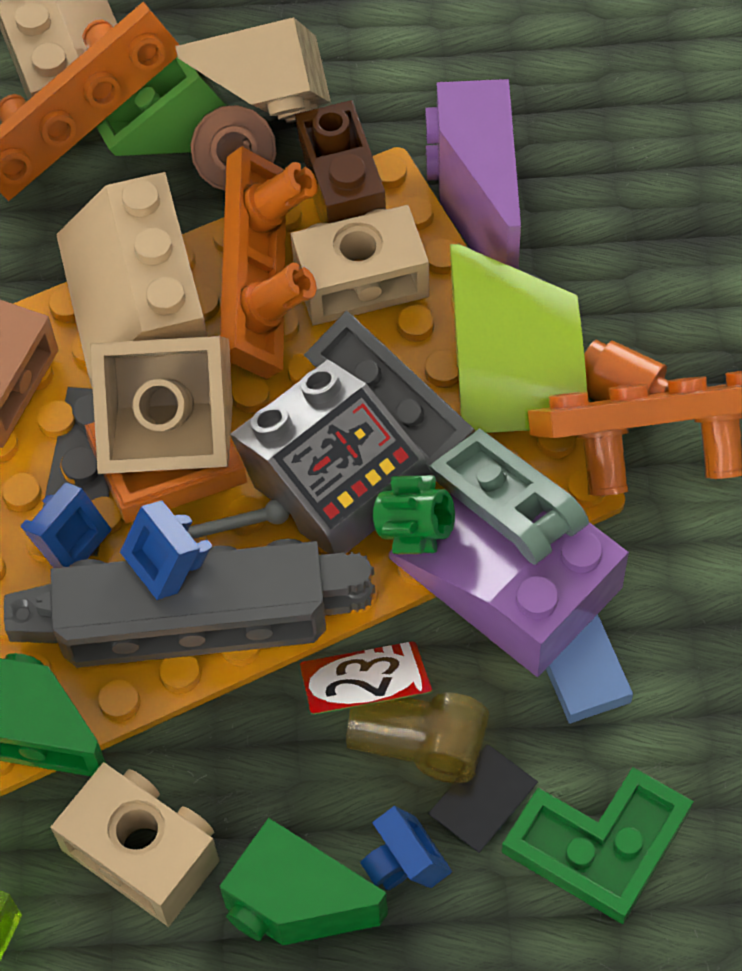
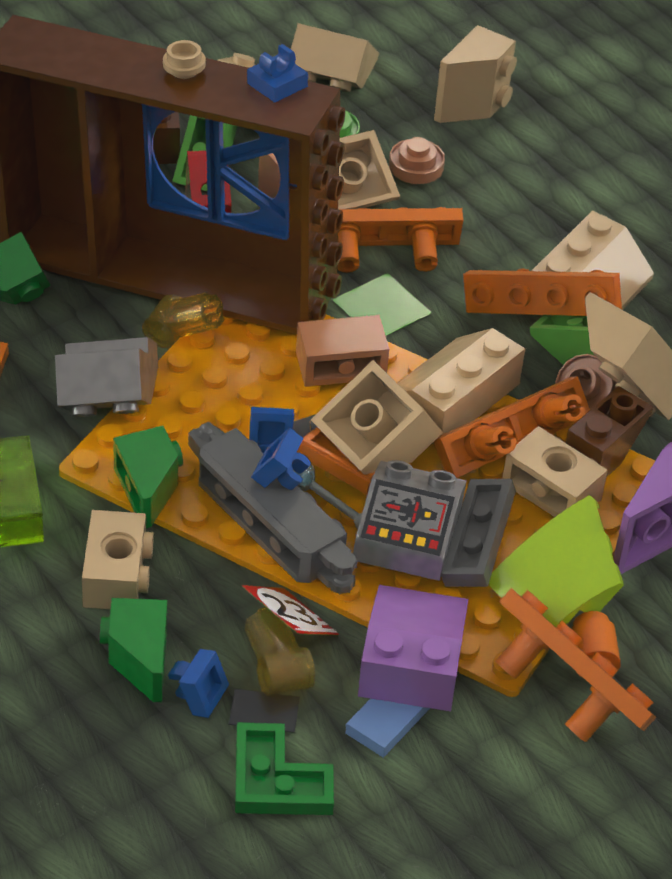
camera: 50 degrees right, 15 degrees down
(414, 514) = (401, 570): green gear -> none
(509, 494) = (445, 603): sand green plate -> none

